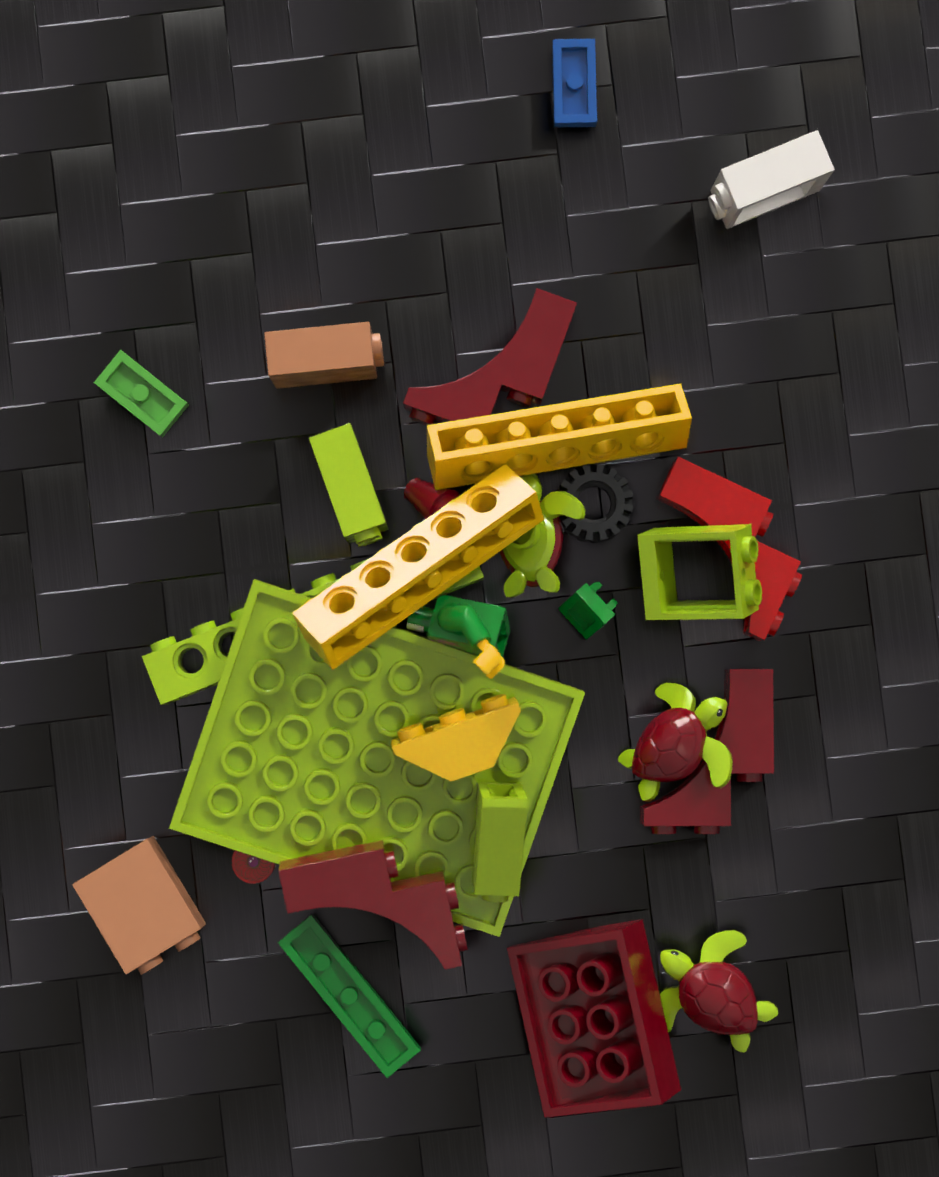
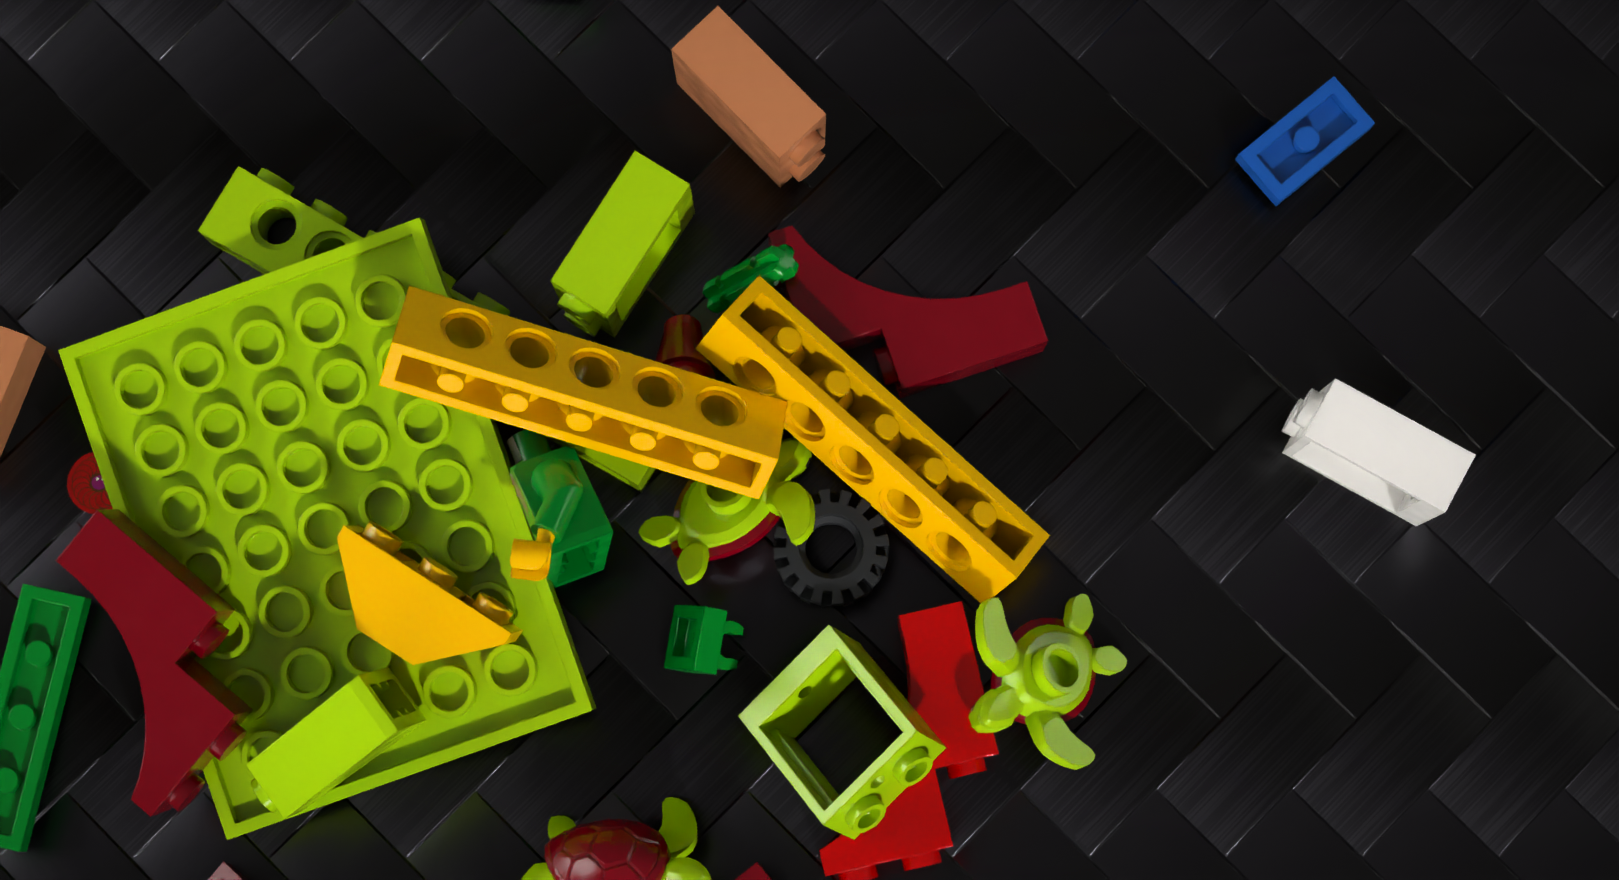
camera: 55 degrees right, 5 degrees down
(416, 436) = (771, 264): none -> green axle
(749, 446) = (1041, 676): none -> lime animal

